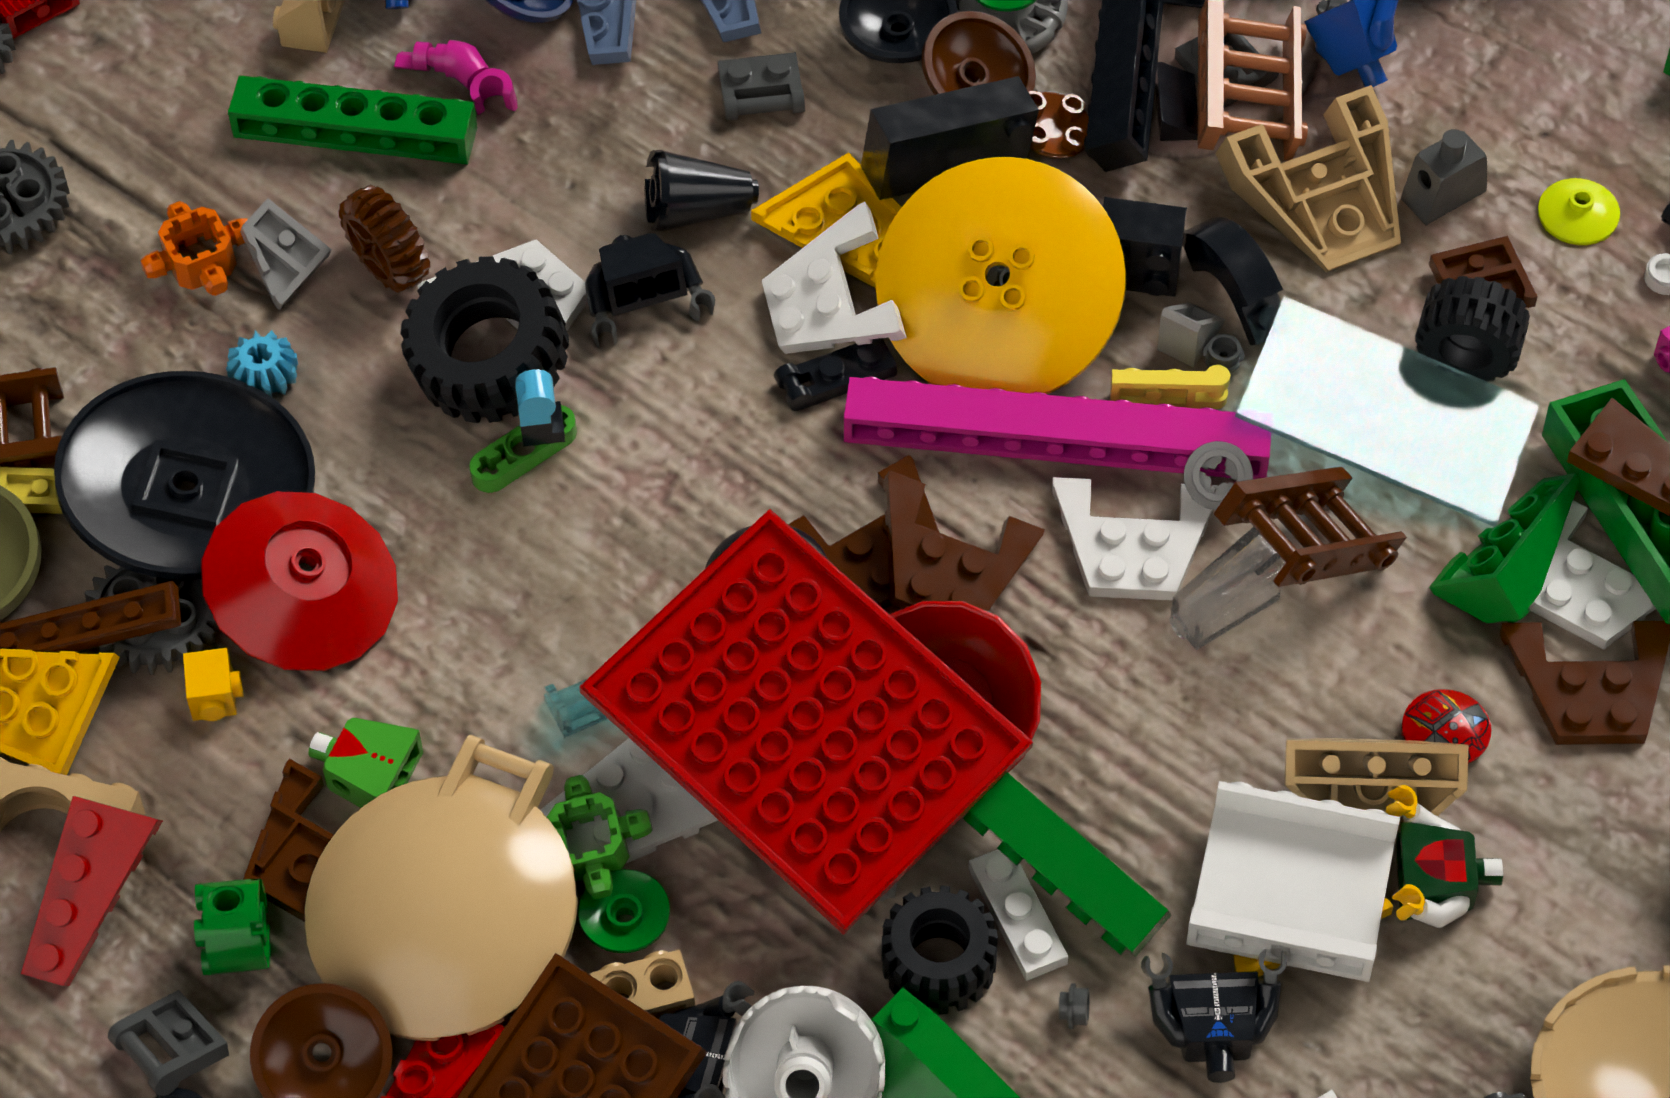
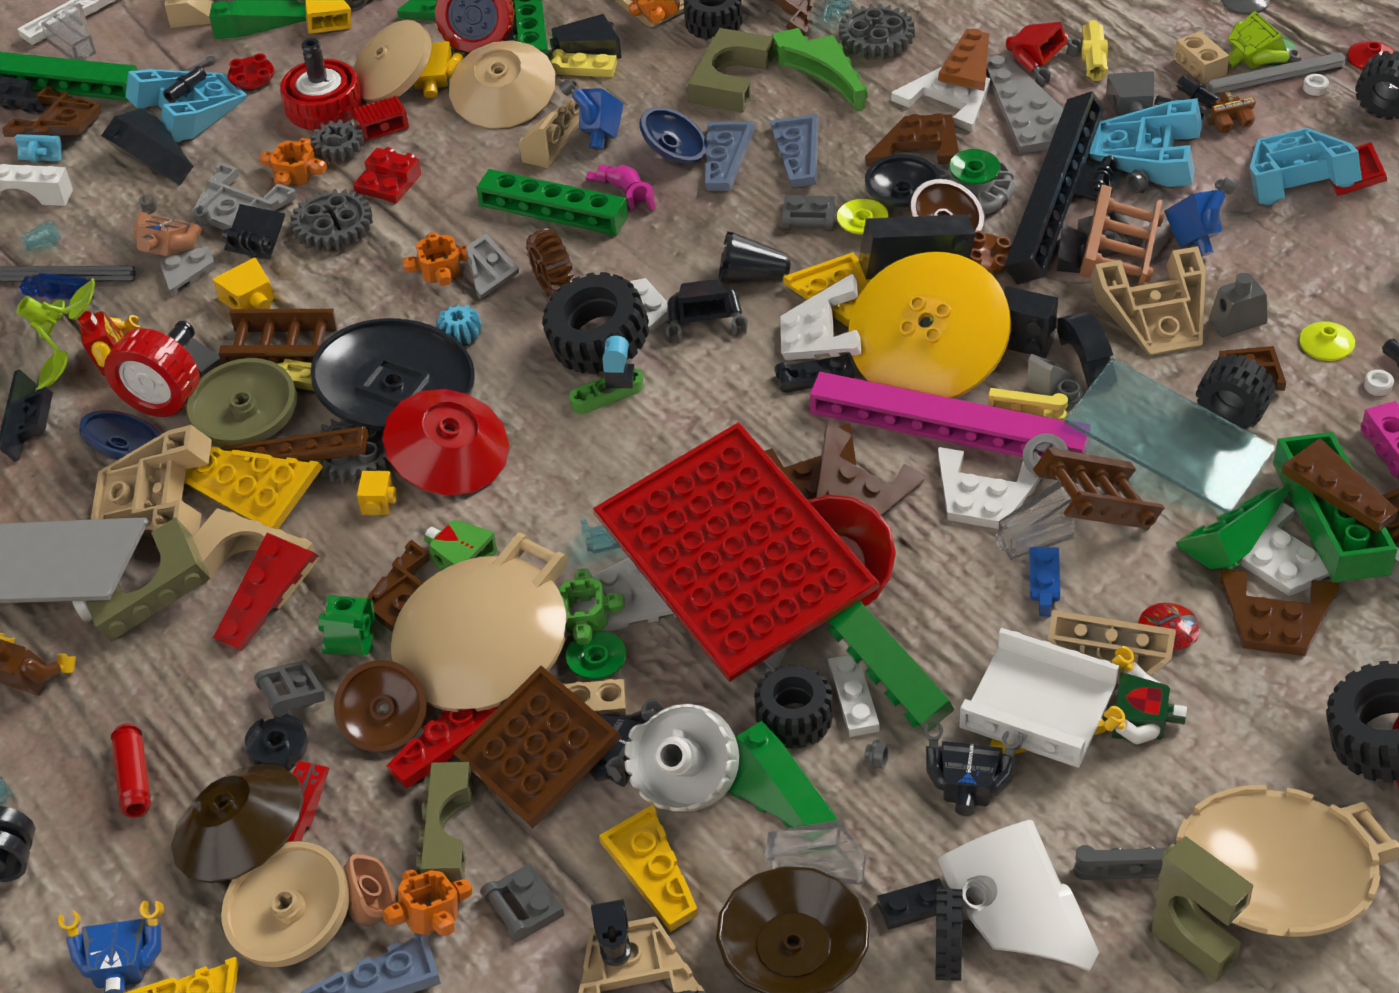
camera: 15 degrees right, 10 degrees down
(71, 100) = (388, 175): none -> red plate
(848, 85) = (854, 213): none -> neon yellow dish
(1252, 674) = (1044, 577): none -> blue hinge

